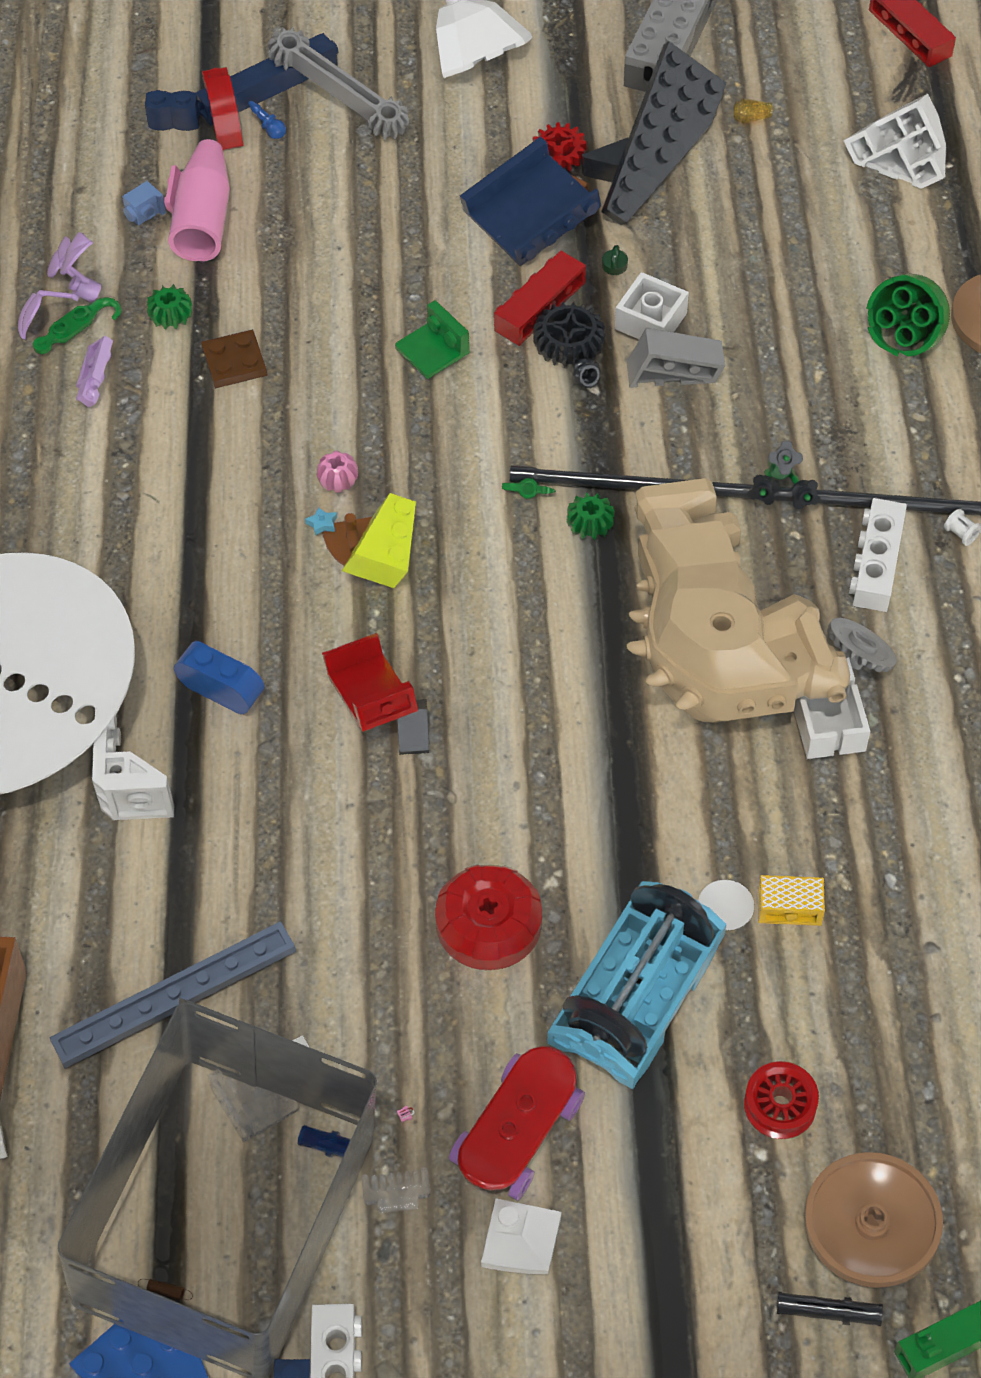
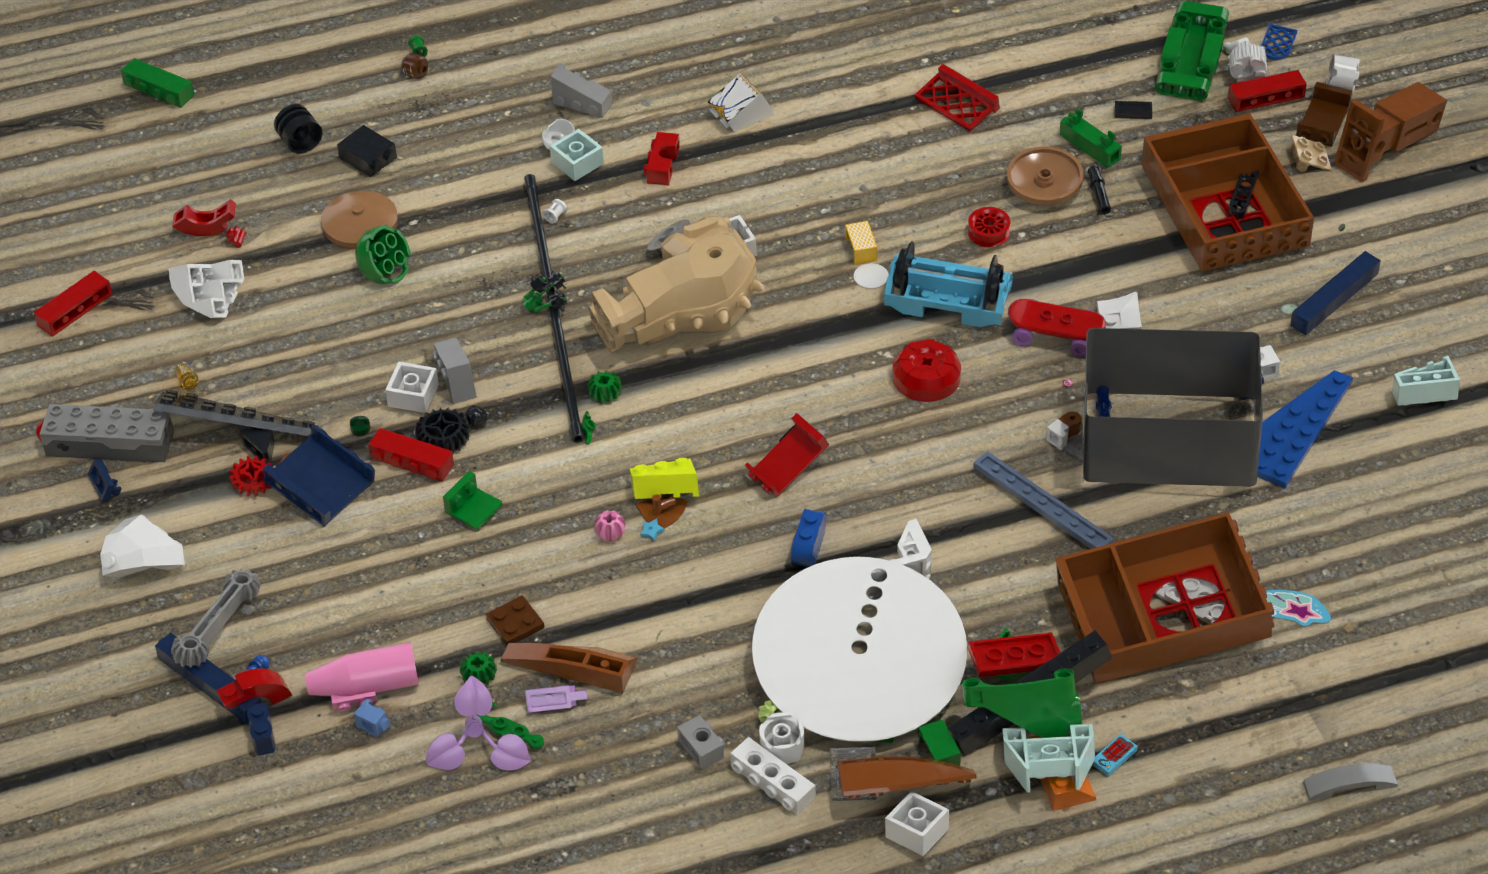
camera: 105 degrees left, 10 degrees down
(133, 399) = (577, 663): none -> dark orange wedge
(596, 23) = (102, 481): none -> dark blue plate
(879, 554) = (590, 244): white brick -> none

